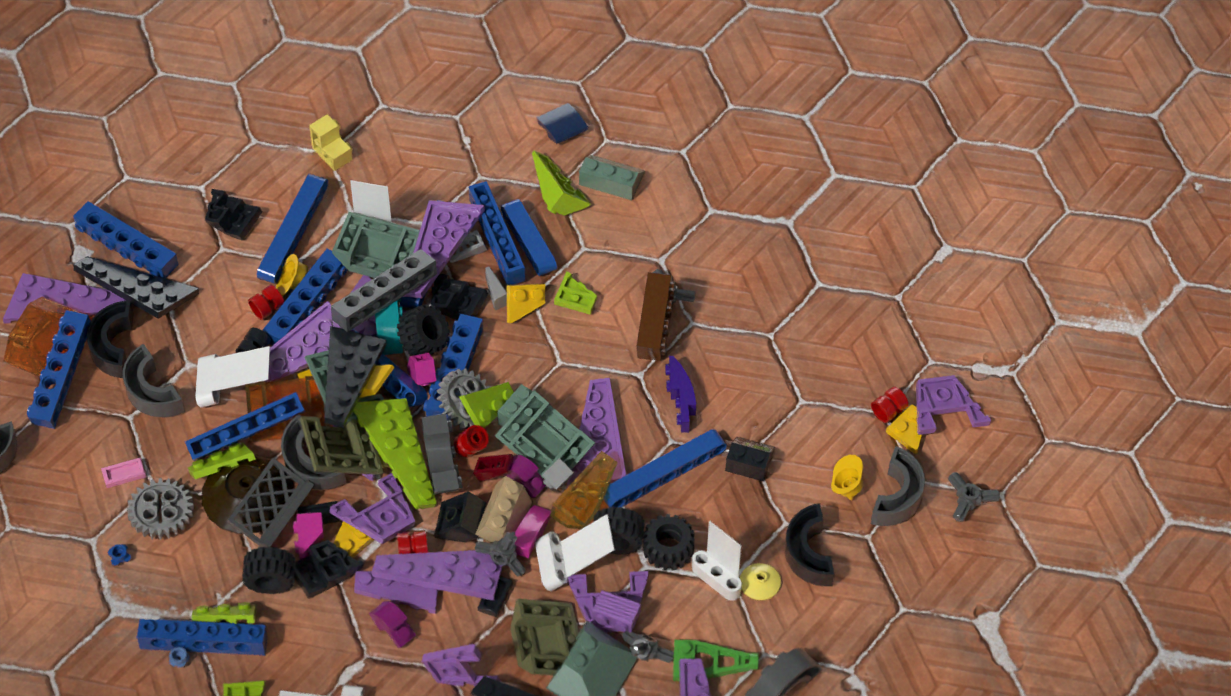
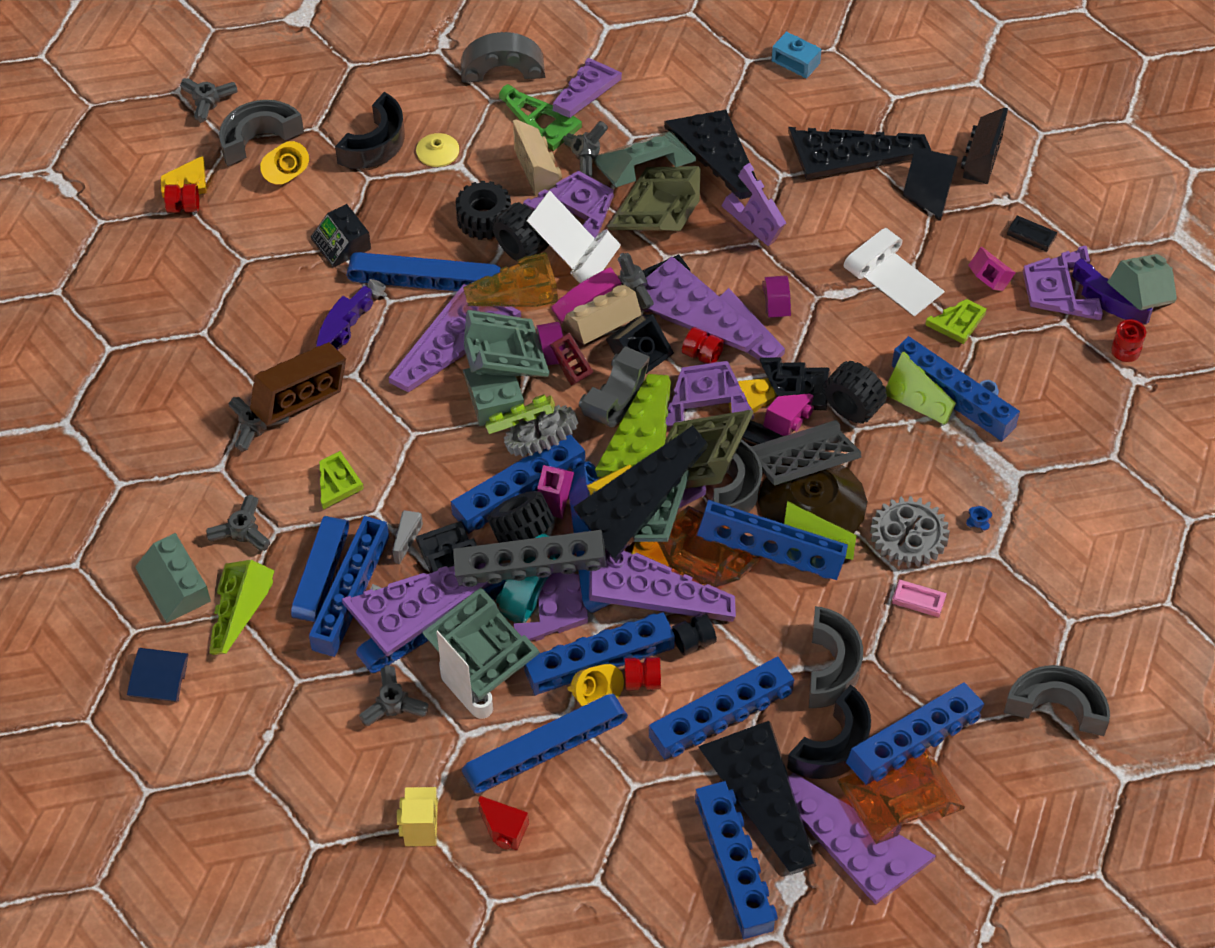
camera: 140 degrees left, 0 degrees up
(182, 357) = (727, 696): none -> blue brick
(229, 371) = (743, 604): white piece -> none
(231, 214) = (594, 815): black slope -> none
(281, 174) = (503, 822): none -> red slope
(408, 194) = (384, 703): none -> dark grey bush
(471, 441) = (569, 391): red wheel -> none
(523, 300) = (390, 502): yellow wing -> none
(557, 475) = (524, 311): light grey brick -> none
(602, 228) = (241, 526): none -> dark grey bush
(616, 611) = (583, 178): medium lavender brick -> none
(672, 609) = (535, 157): none -> tan slope
(681, 439) = (377, 288): none -> light grey plate
(721, 559) = (468, 158): white piece -> none
(944, 396) = (136, 179): medium lavender wing -> none

